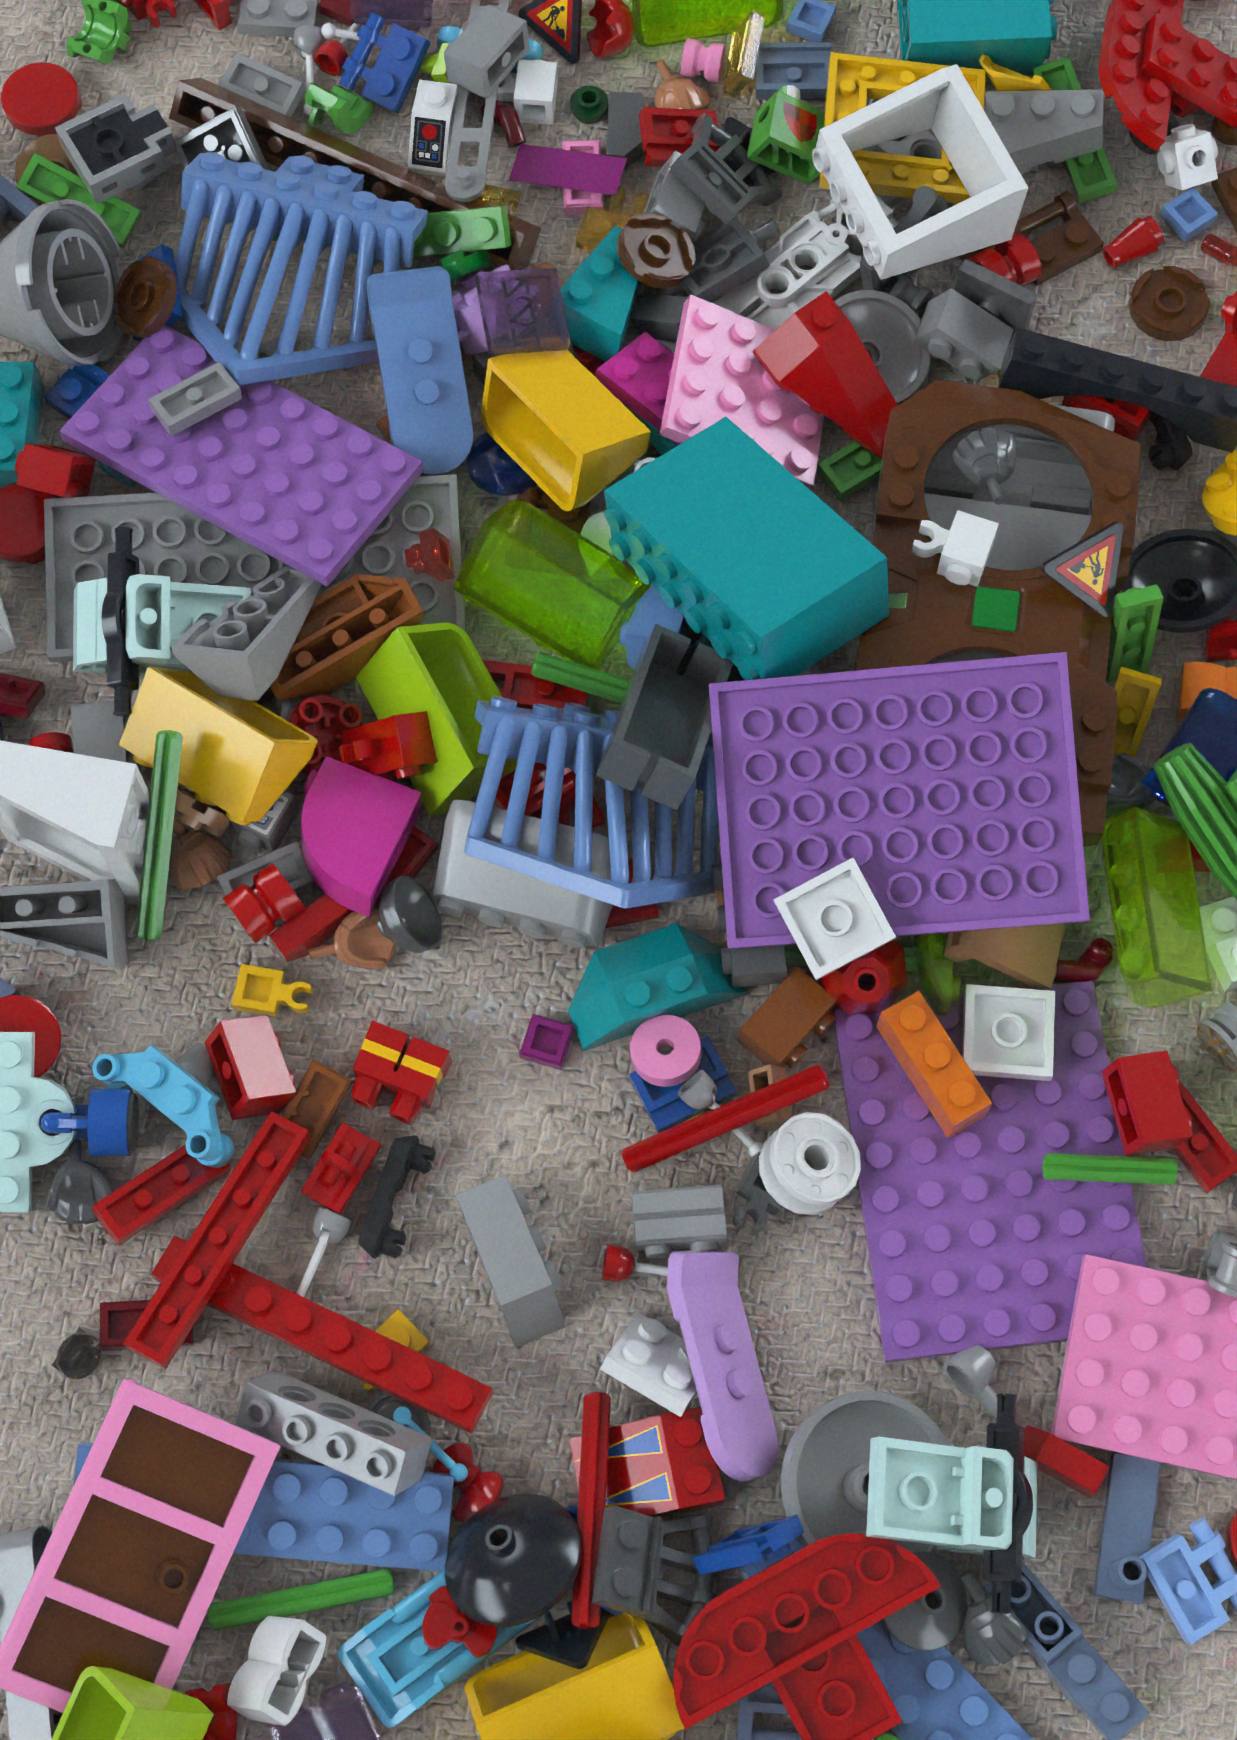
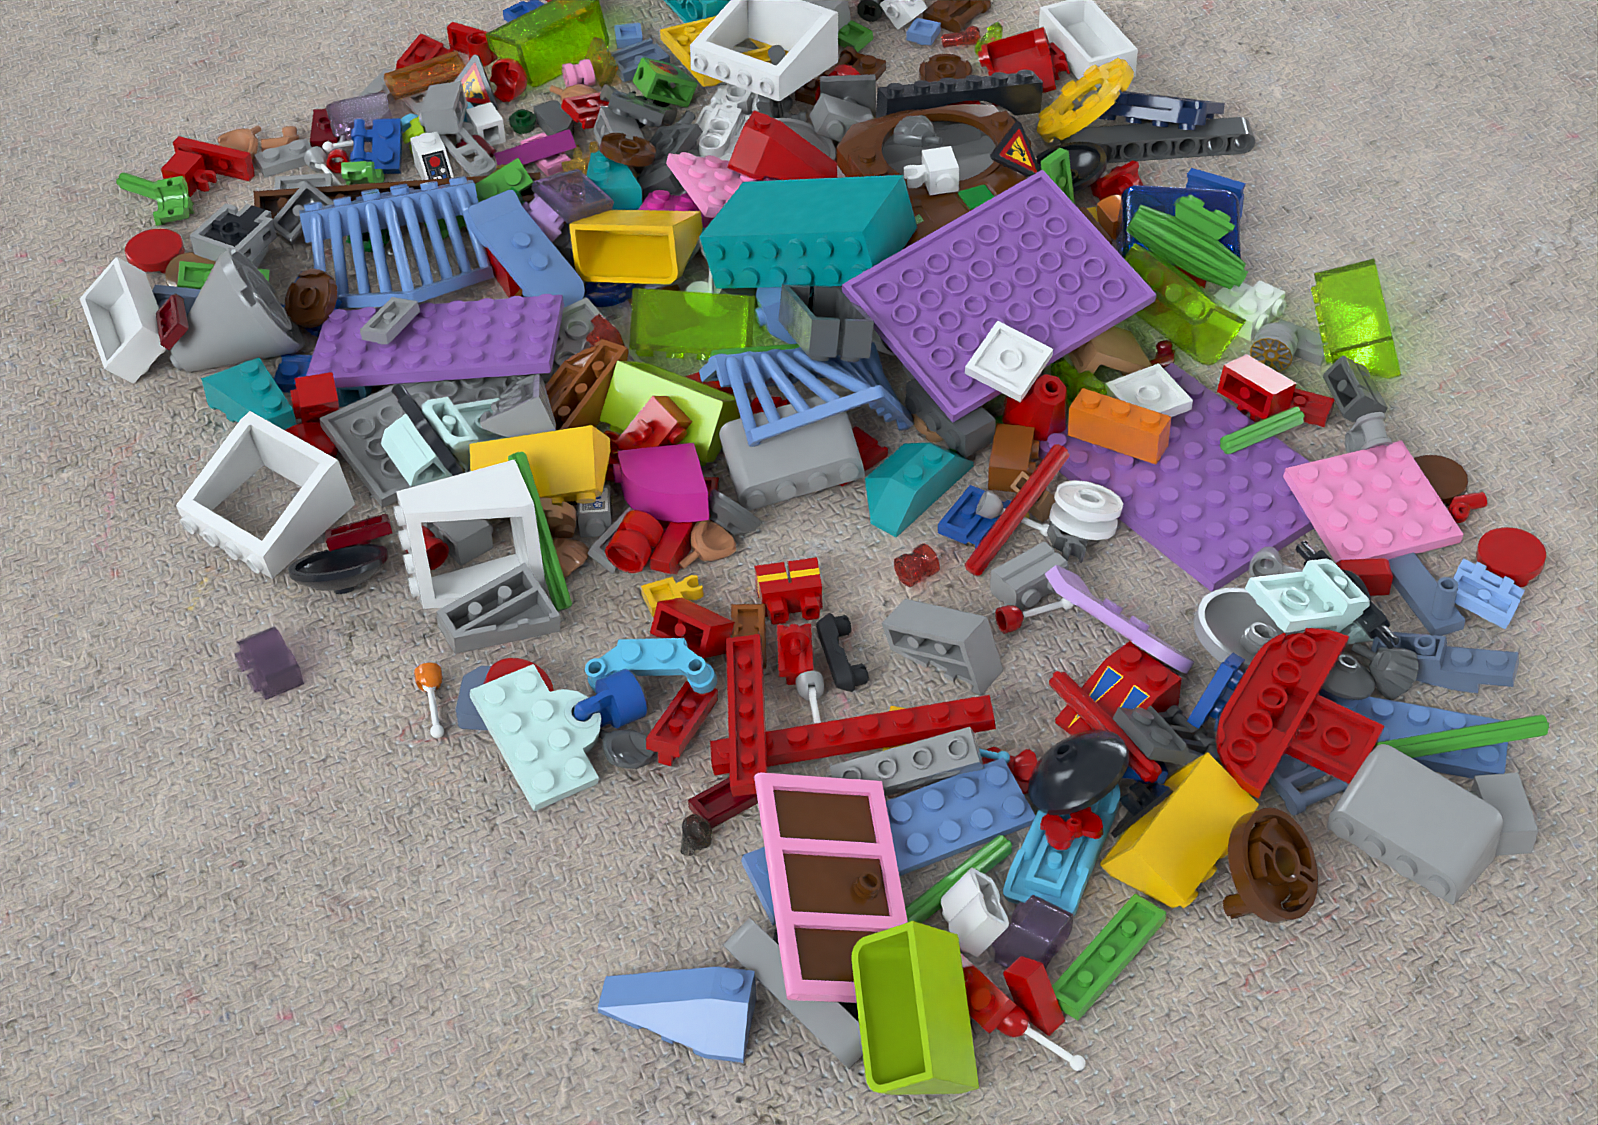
camera: 30 degrees left, 25 degrees down
(547, 1042) = (870, 540): magenta tile -> none
(564, 1120) = (914, 566): none -> clear red wheel
(653, 1364) = (1094, 639): white plate -> none
(665, 1032) = (951, 499): bright pink piece -> none
(1136, 241) = (904, 52): red cone -> none

